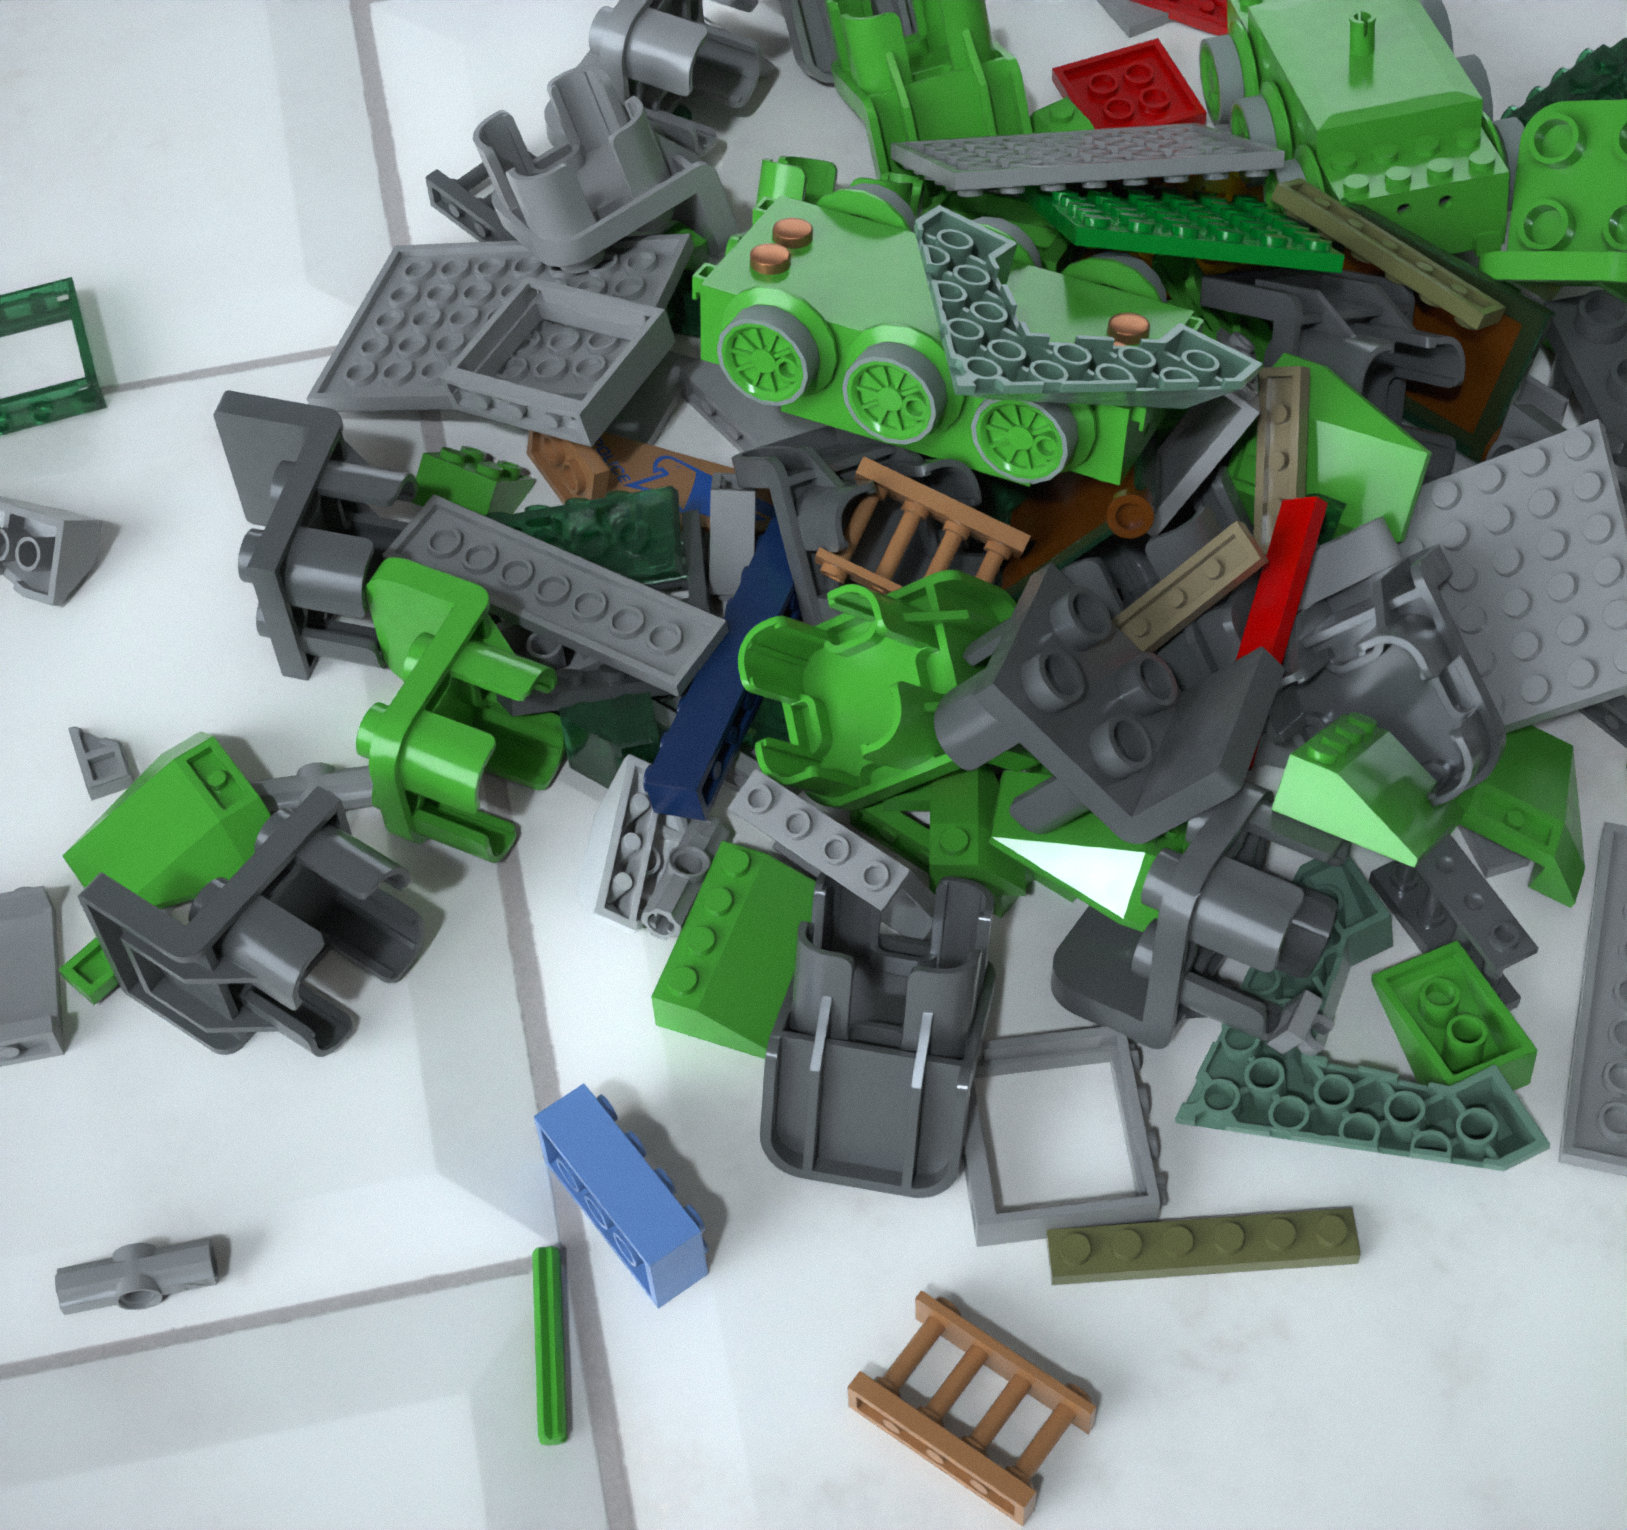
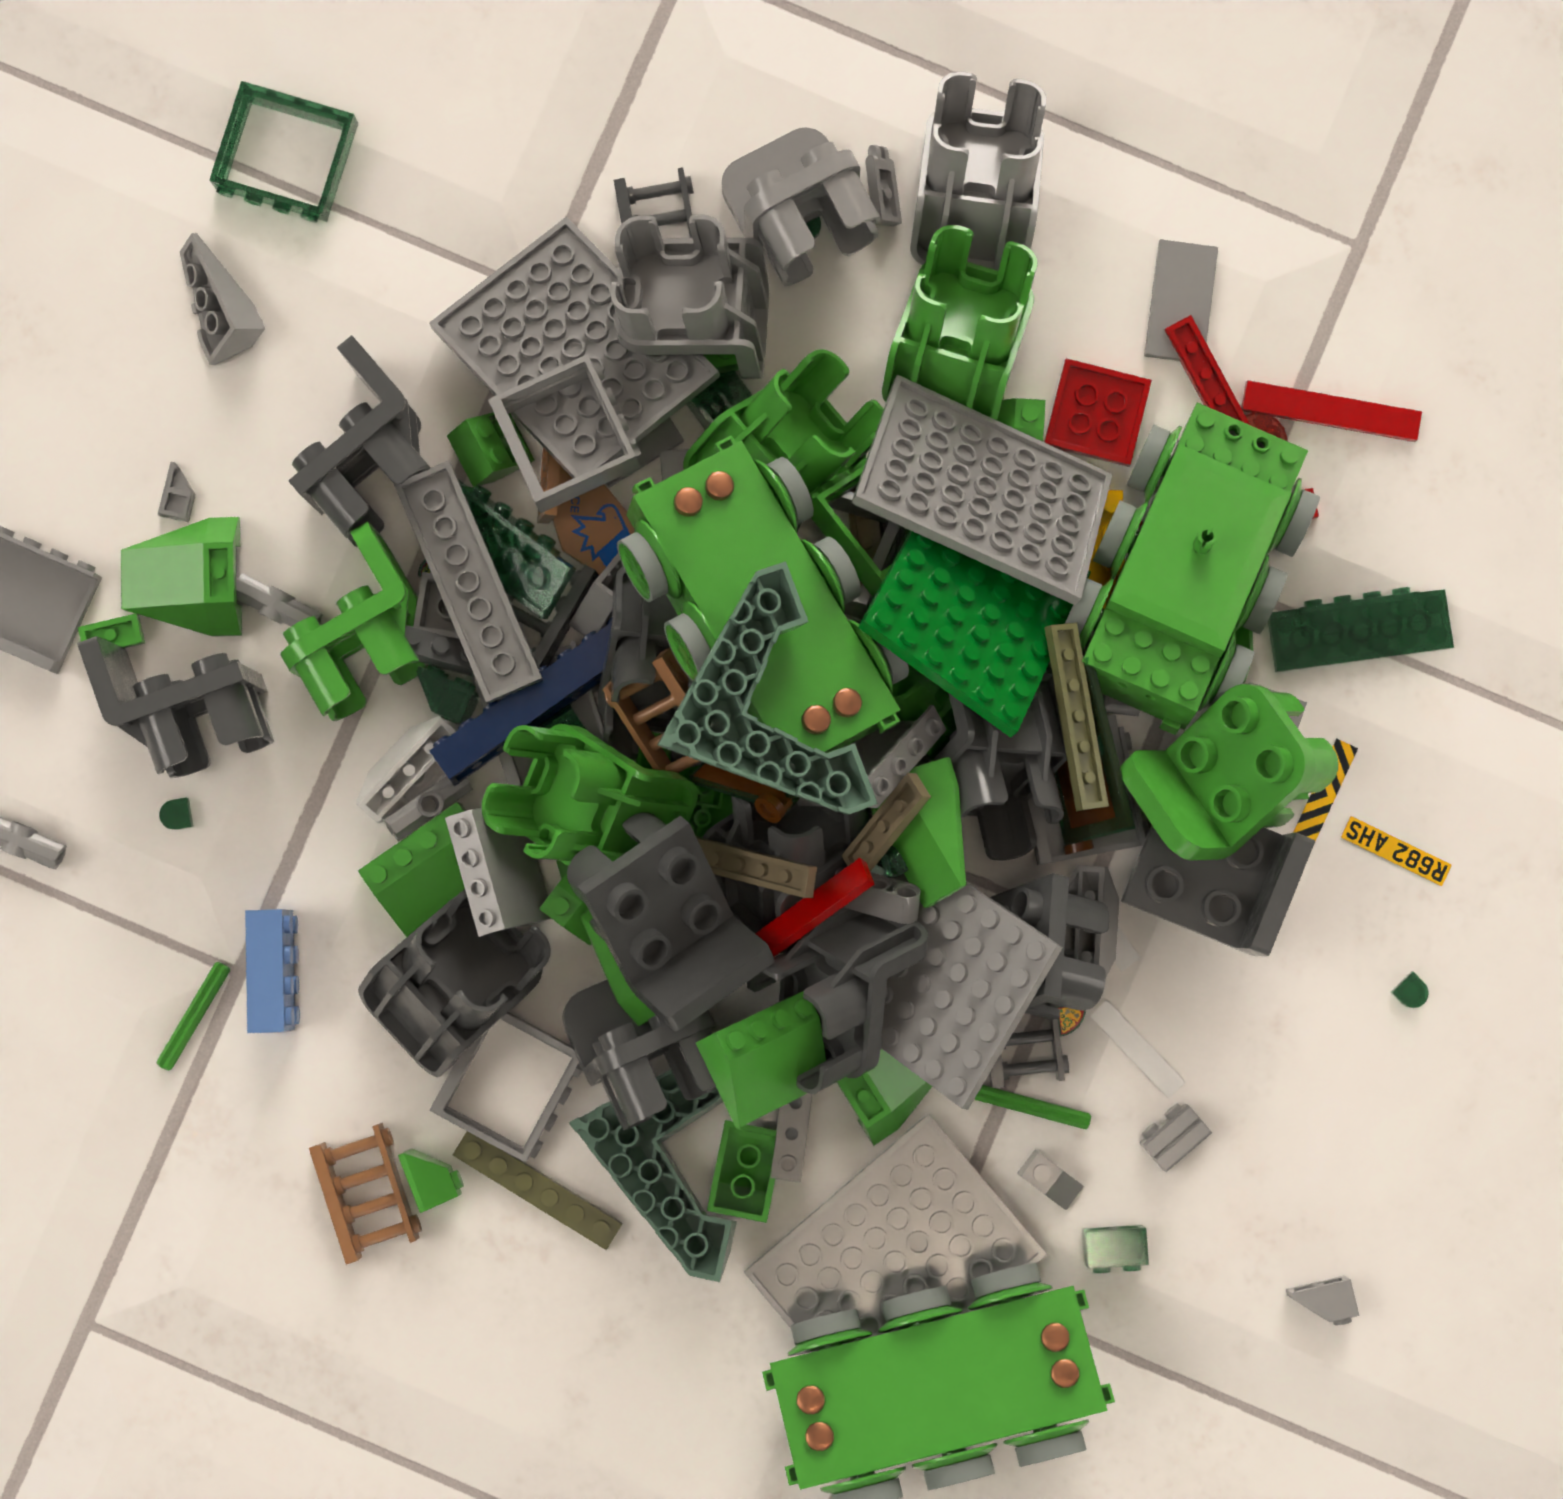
camera: 30 degrees right, 30 degrees up
(348, 1112) = (176, 814): none -> clear green tile
(1045, 1318) = (430, 1179): none -> bright green slope
(1295, 1025) = (656, 1127): light grey tile -> none

